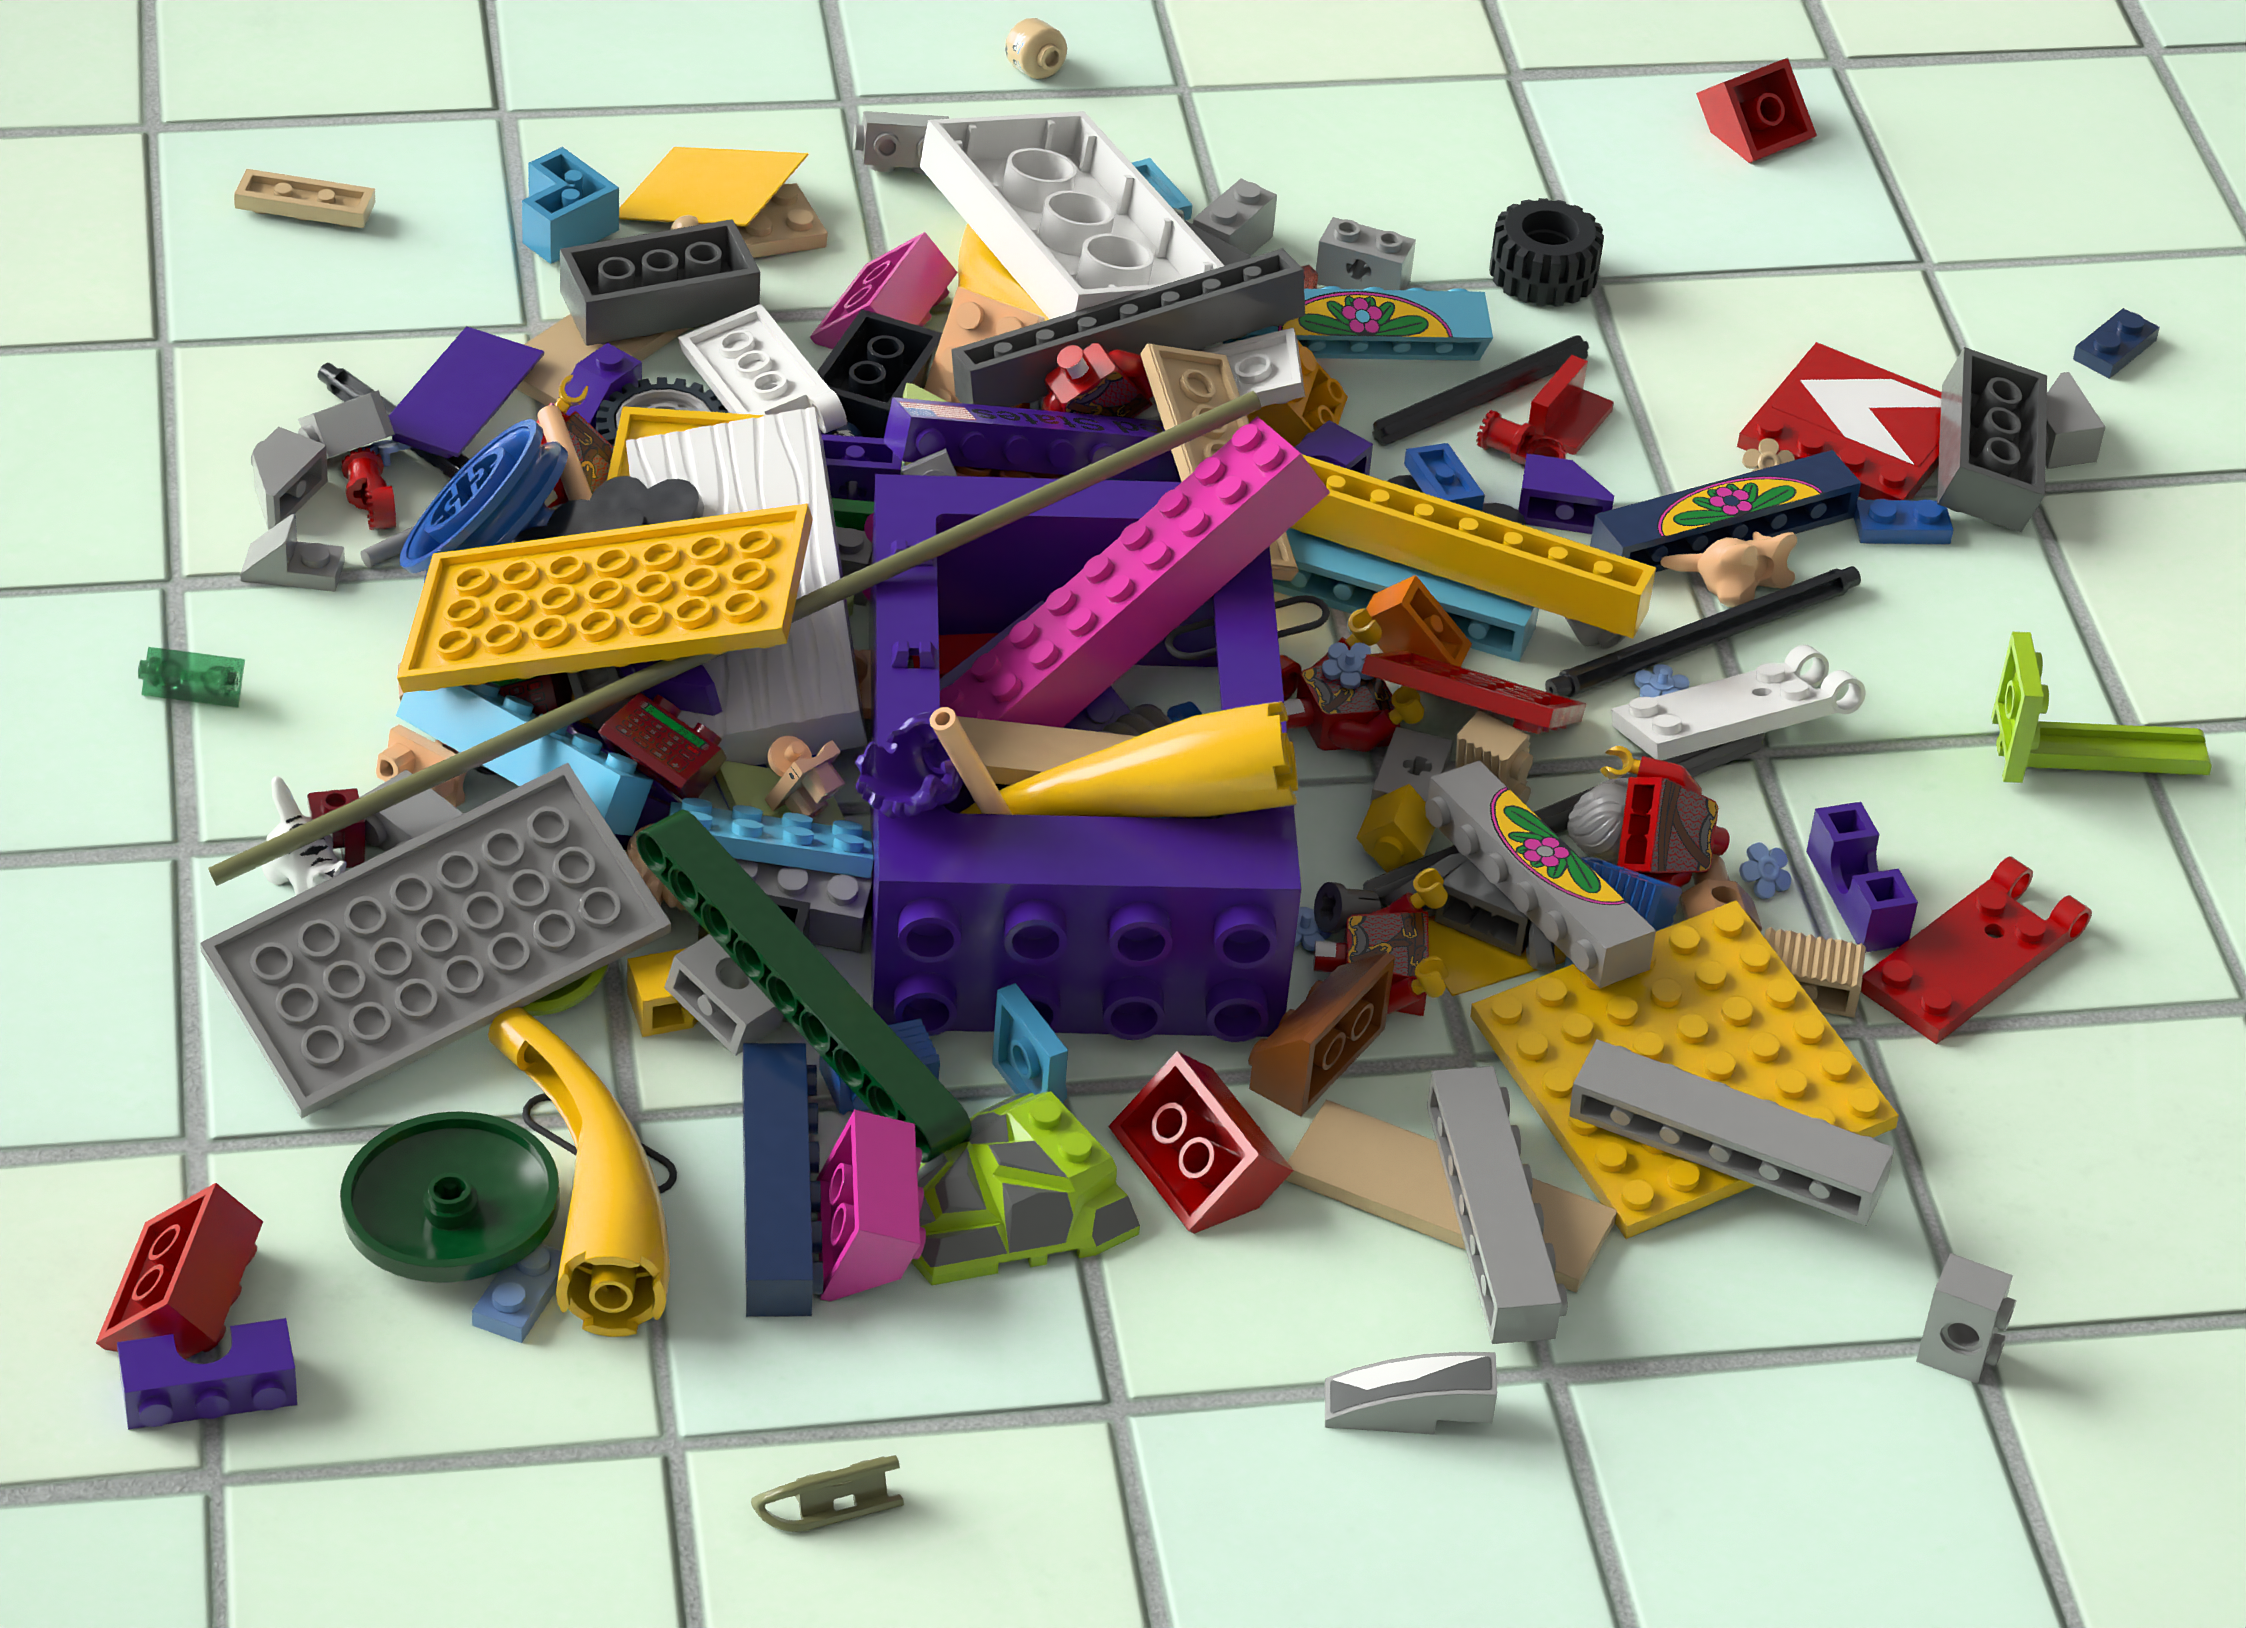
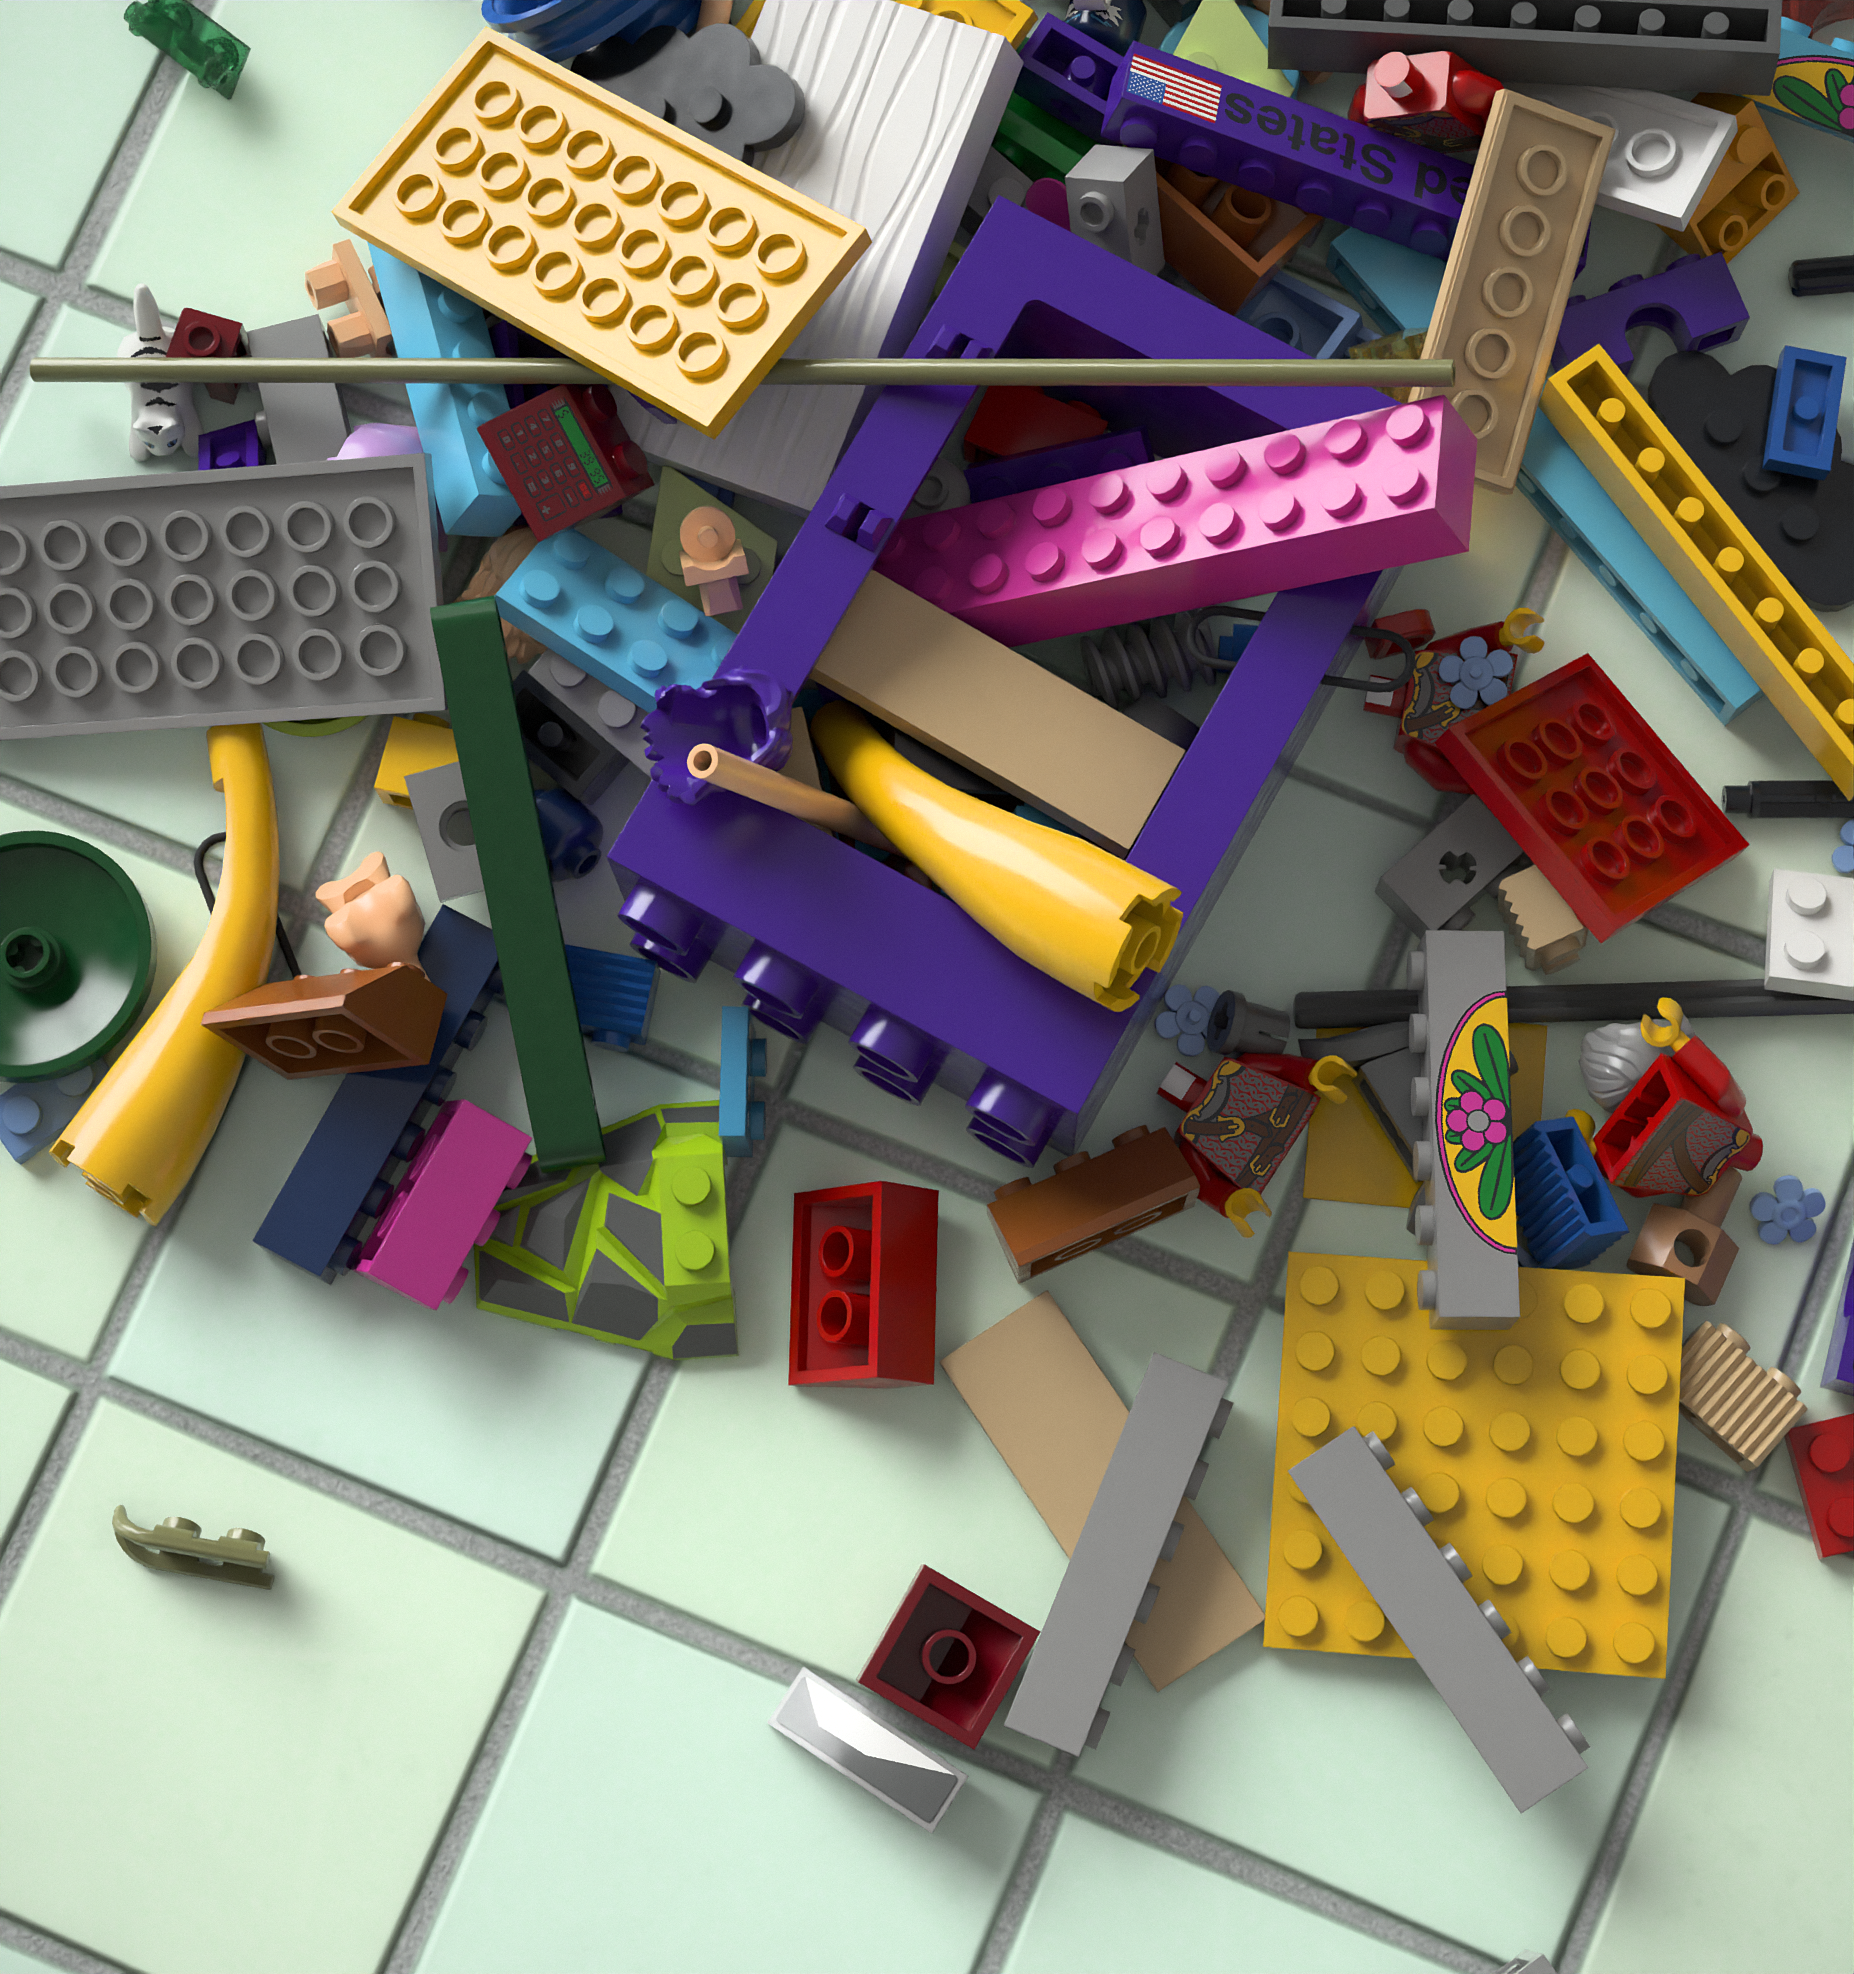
camera: 40 degrees right, 35 degrees up
(707, 1065) = (374, 915): none -> light nougat animal
(722, 1117) = (335, 1021): none -> dark orange slope
(1396, 828) = (1375, 941): yellow brick -> none
(1417, 623) = (1616, 626): orange slope -> none
(1422, 1301) = (948, 1656): none -> dark red slope

